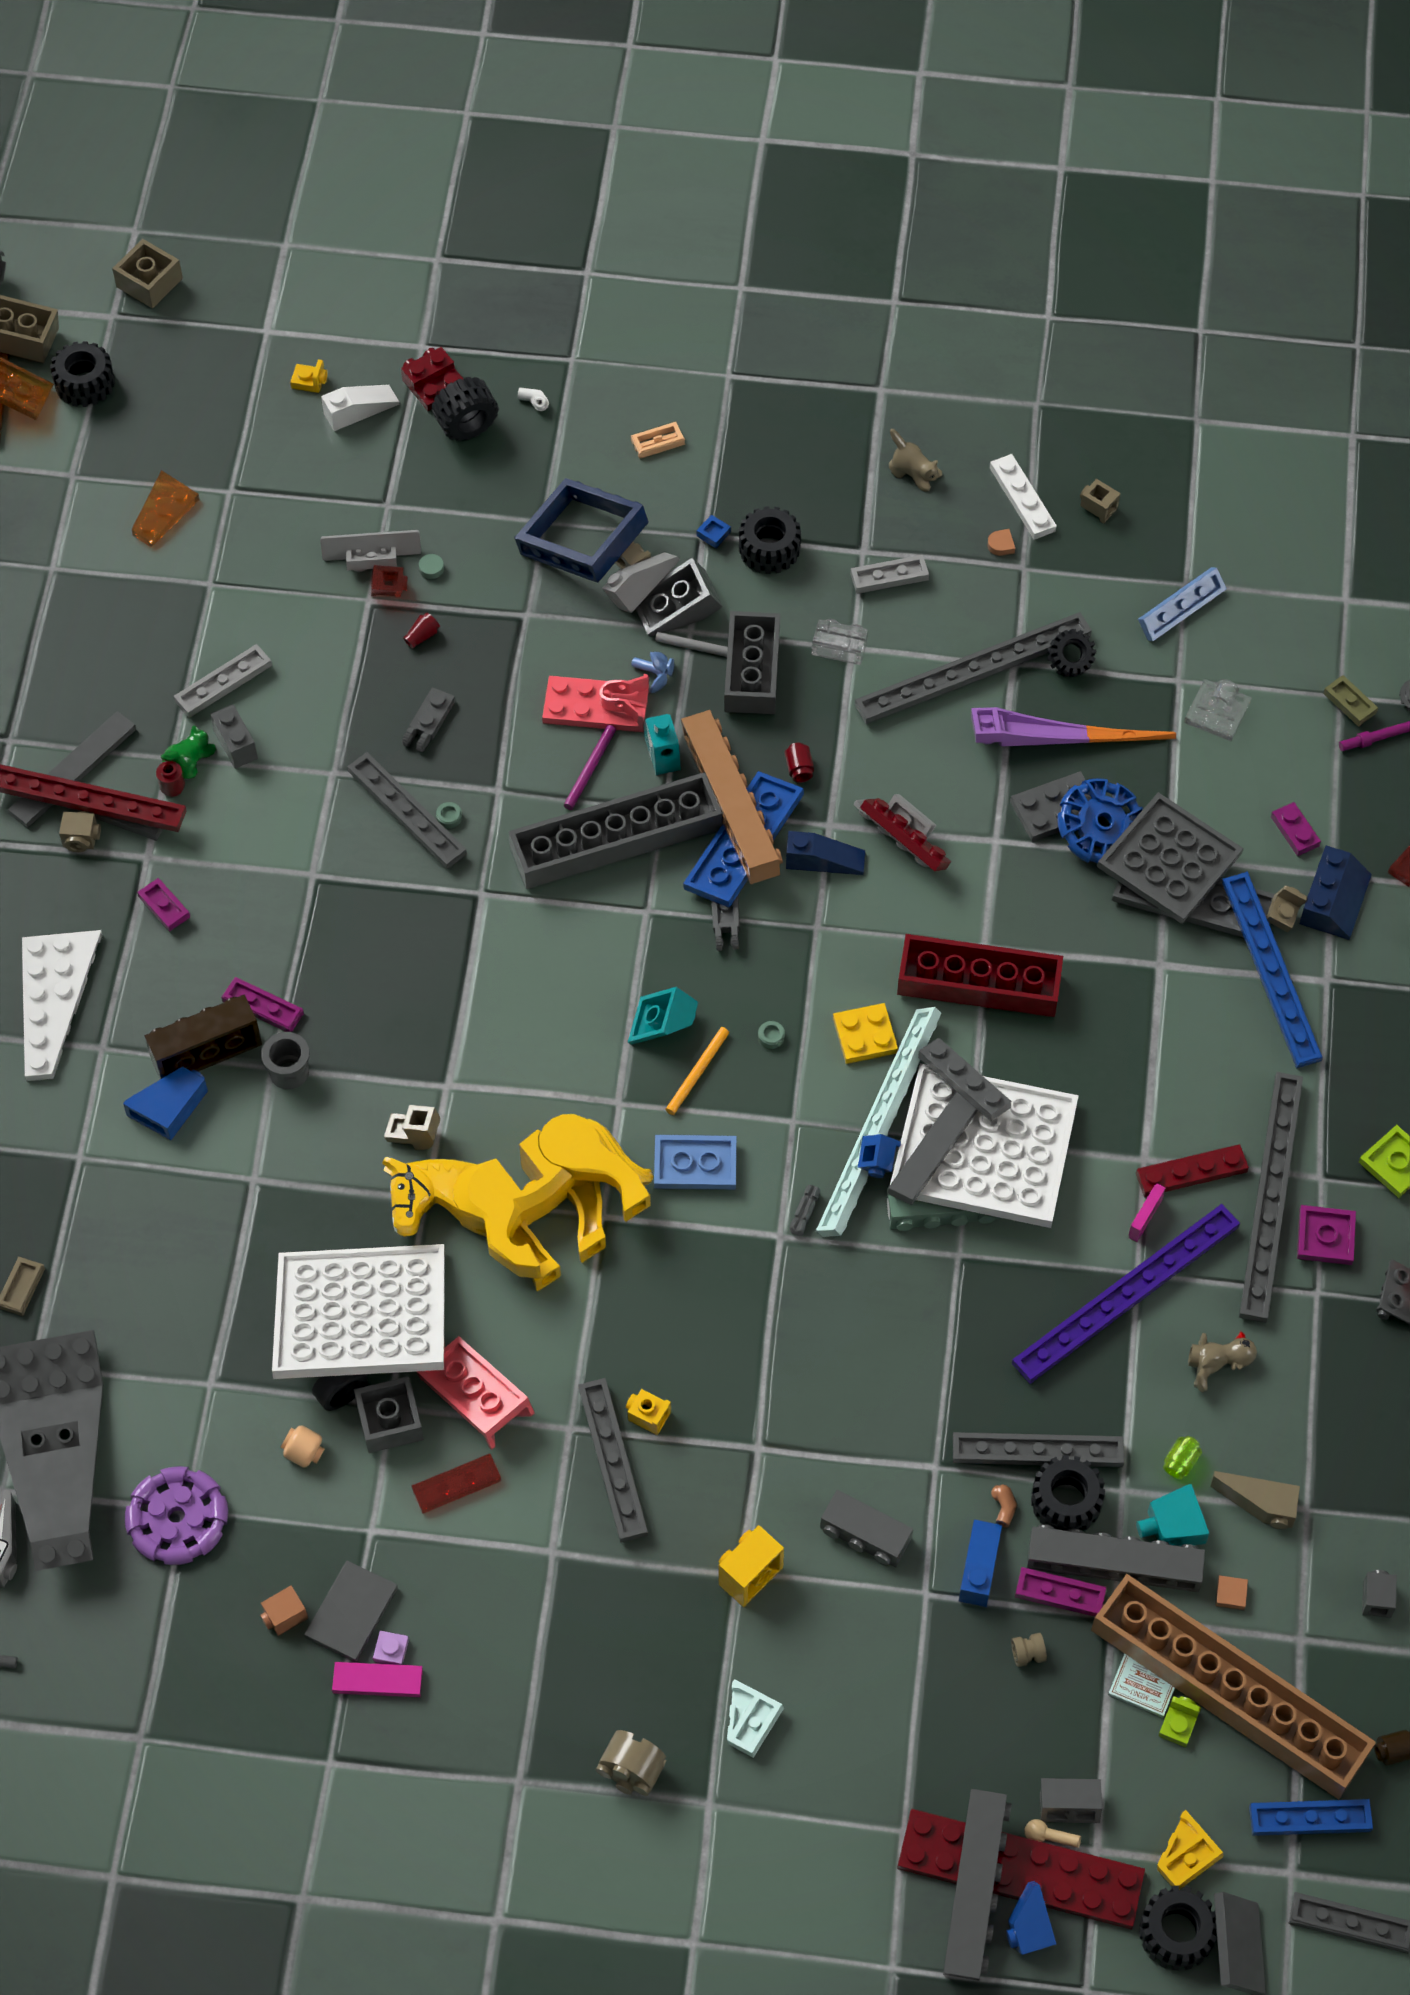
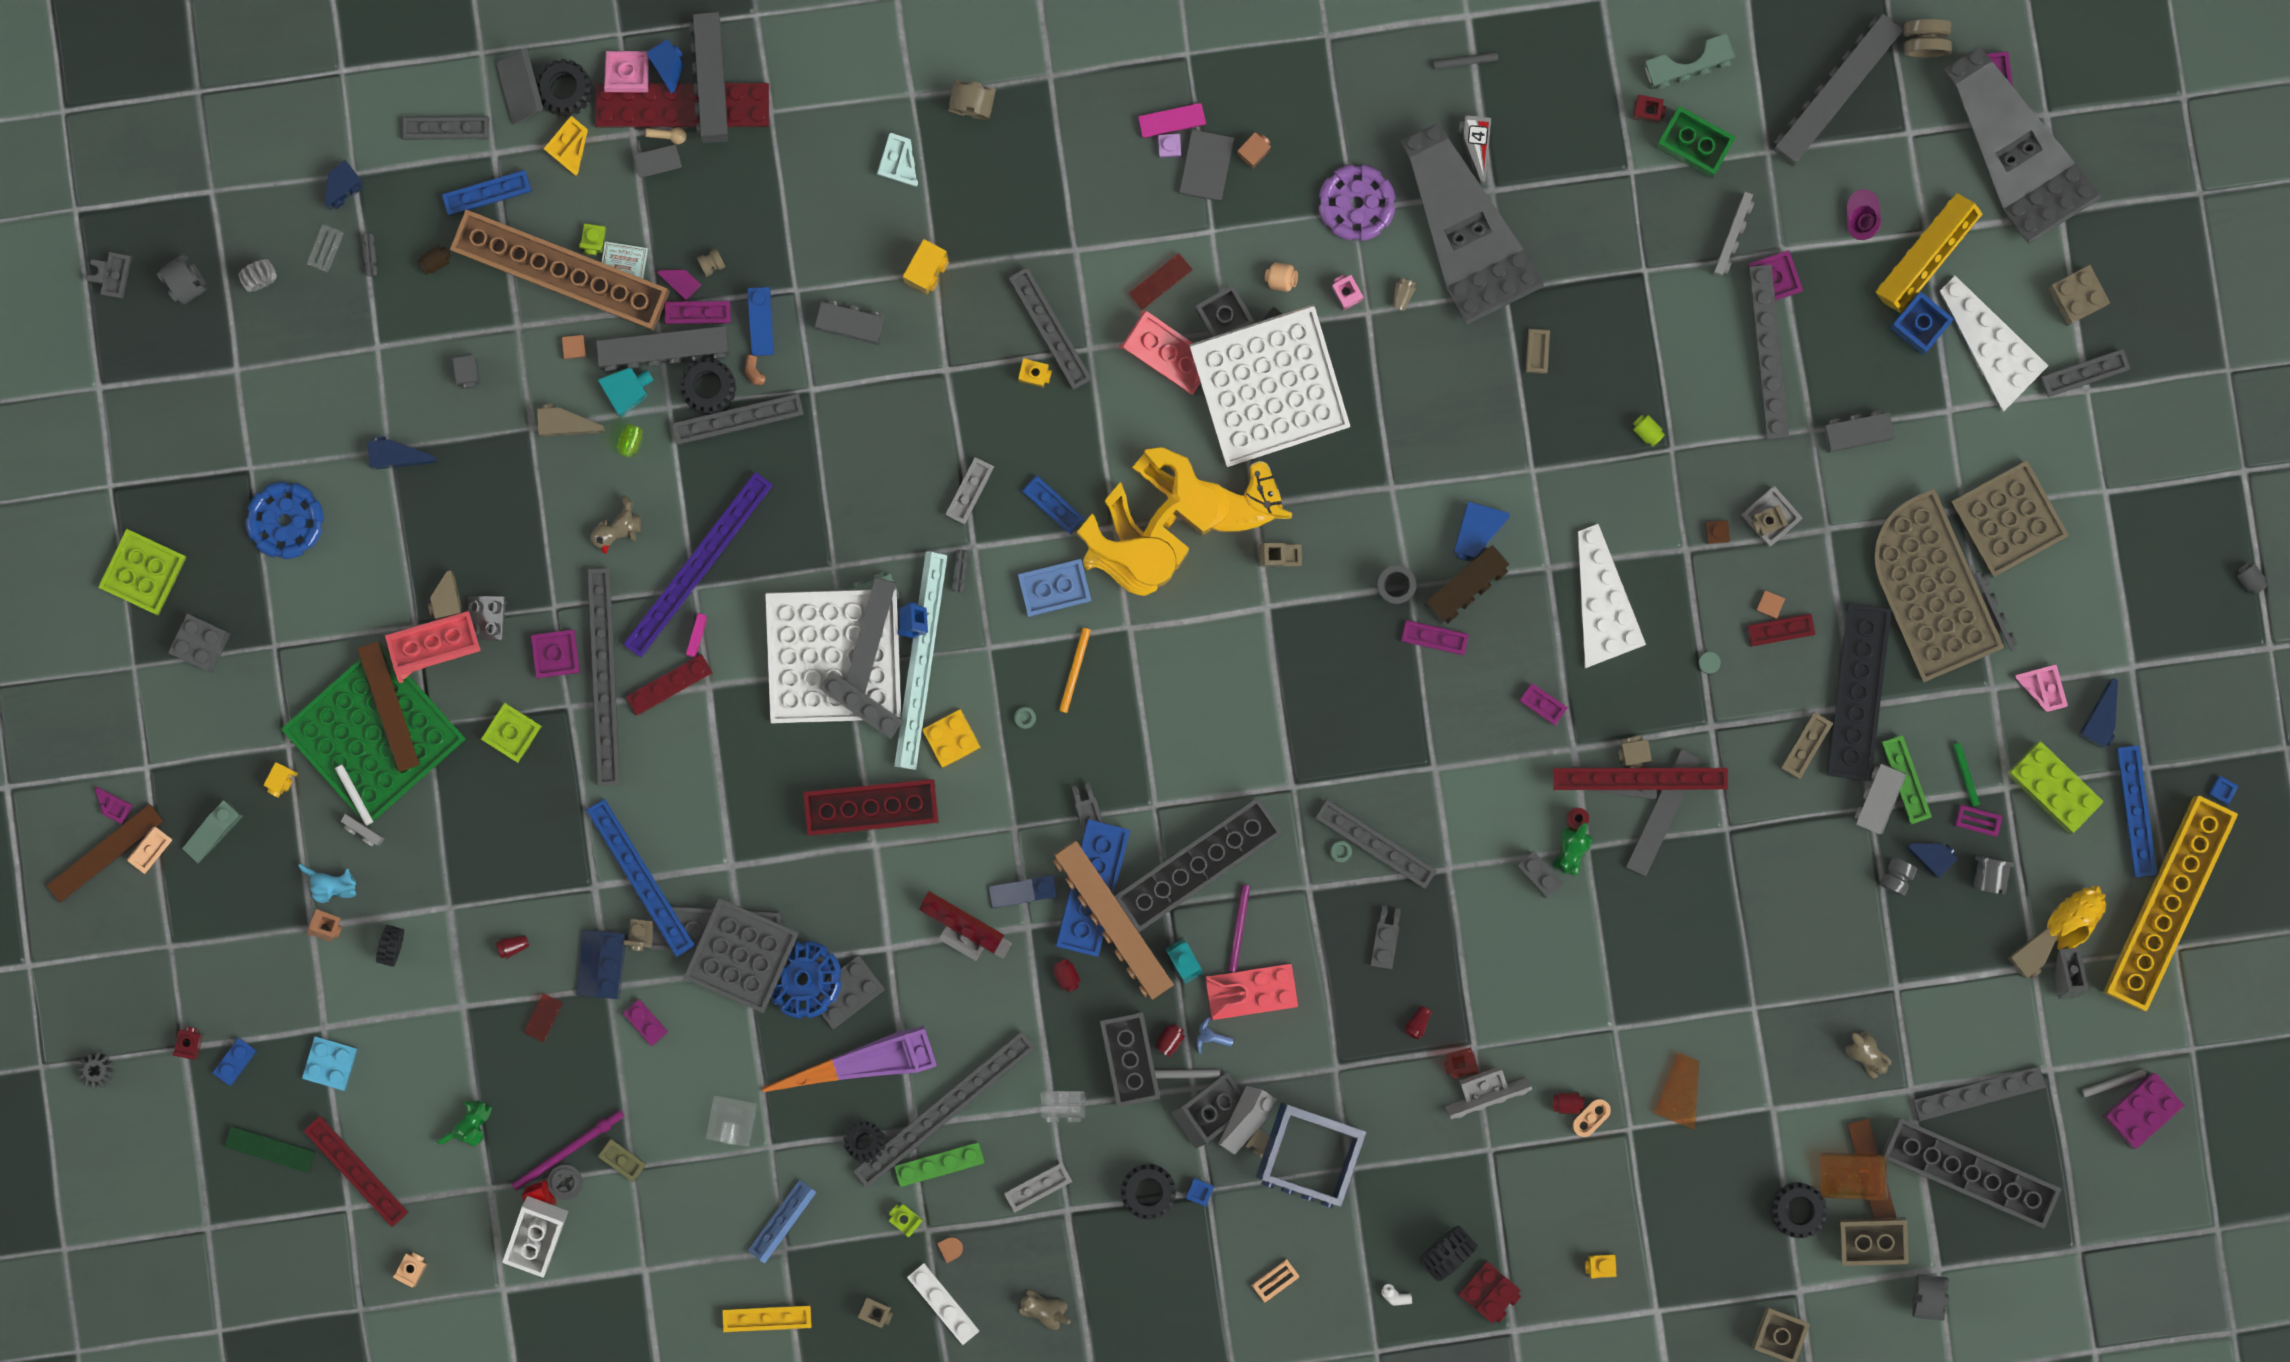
camera: 160 degrees right, 25 degrees up
(157, 1391) = (1403, 292): none -> dark tan cone
(222, 681) = (1568, 929): light grey plate -> none
(225, 1400) = (1347, 300): none -> bright pink brick
(266, 505) = (1591, 1118): none -> light nougat plate
(286, 522) = (1568, 1102): none -> dark red brick
(356, 403) = (1546, 1247): white slope -> none
(431, 566) = (1431, 1093): sand green tile -> none
(662, 1014) = (1114, 704): teal slope -> none
(669, 1257) = (1053, 504): none -> blue tile
(701, 675) = (1170, 1039): none -> dark red brick
(767, 1295) = (969, 491): none -> light grey plate
(991, 621) = (939, 1164): none -> bright green plate
(1043, 575) = (913, 1219): none -> lime brick
(1074, 1639) = (680, 281): none -> magenta tile
(1087, 1930) = (626, 71): none -> bright pink tile
(1220, 522) = (767, 1318): none -> yellow plate

